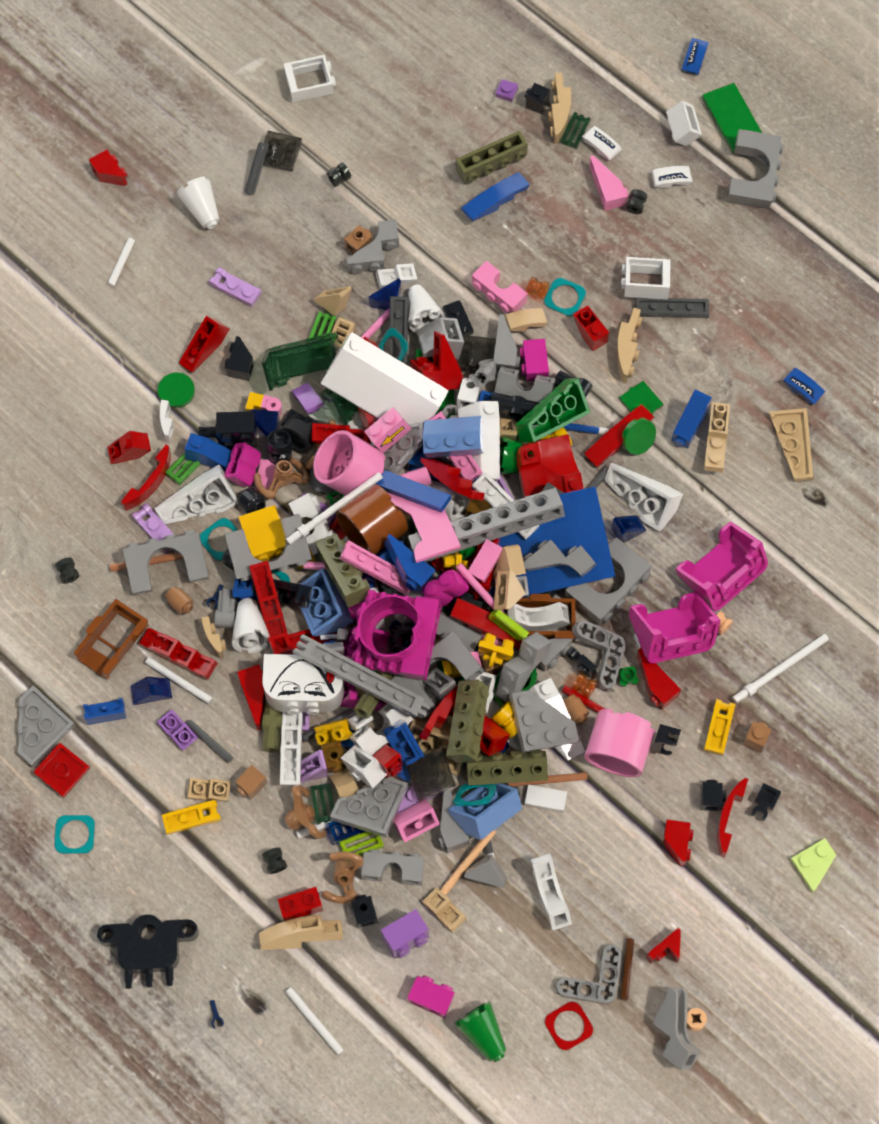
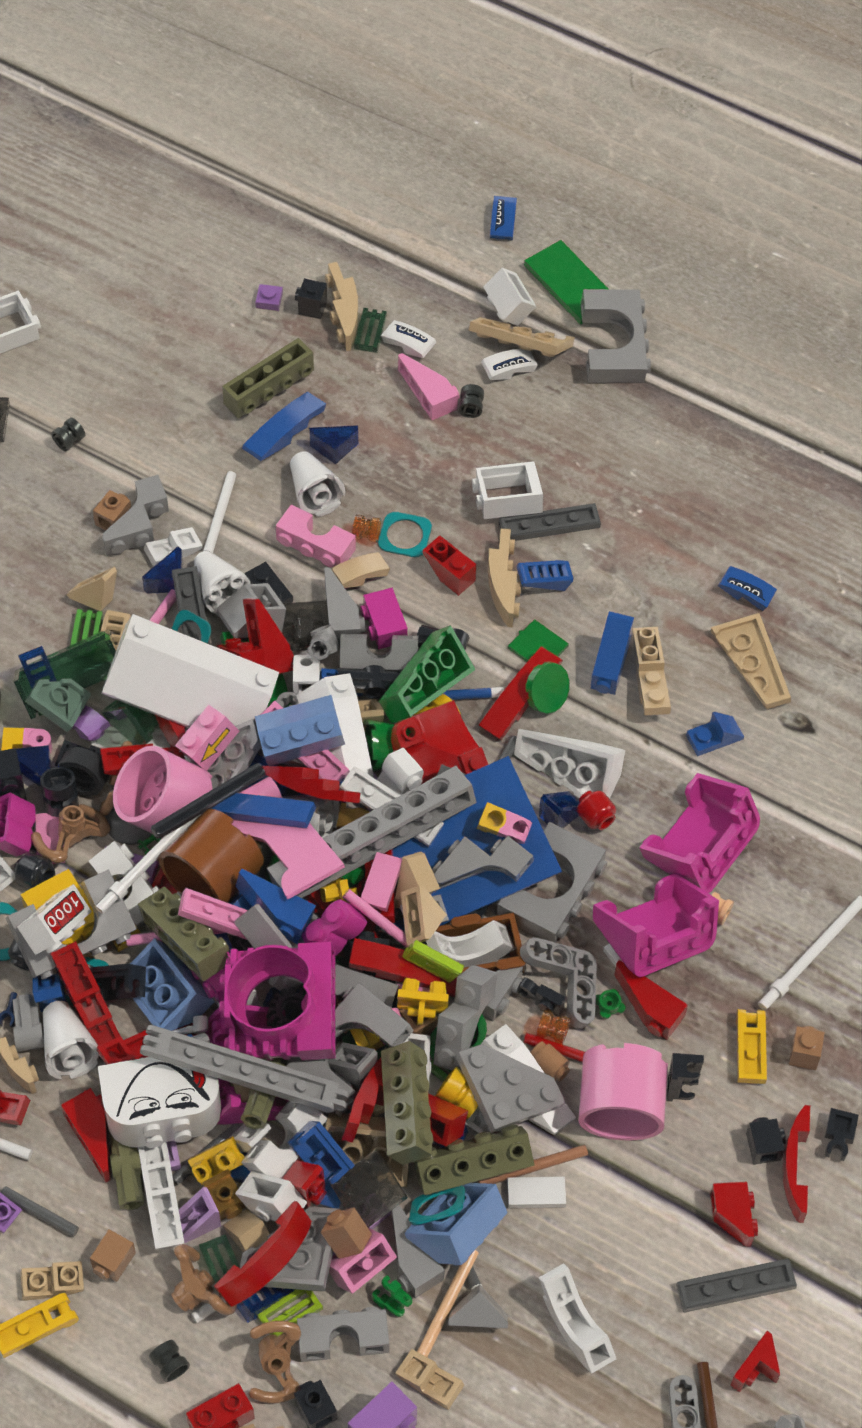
camera: 15 degrees left, 10 degrees down
(256, 543) = (55, 920): none -> white brick
(285, 374) = (39, 651): none -> clear blue slope
(291, 381) = (59, 701): none -> sand green plate
(353, 808) = (268, 1260): none -> red slope
(377, 478) = (207, 801): none -> black axle
(394, 580) = (260, 929): none -> light grey slope
(408, 801) = (346, 1232): none -> medium nougat brick
(432, 851) = (397, 1300): none -> green piece
(437, 251) = (220, 512): none -> white bar
(507, 248) = (315, 485): none -> white cone
(517, 483) = (401, 772): none -> white brick
(529, 215) = (334, 441): none -> clear blue slope
(581, 535) = (504, 823): none -> leg
(652, 534) = (596, 810): none -> red head
(666, 891) = (736, 1285): none -> dark grey tile
(669, 353) = (559, 569): none -> blue slope
(685, 156) = (521, 336): none -> tan wing
(752, 493) = (718, 733): none -> blue slope

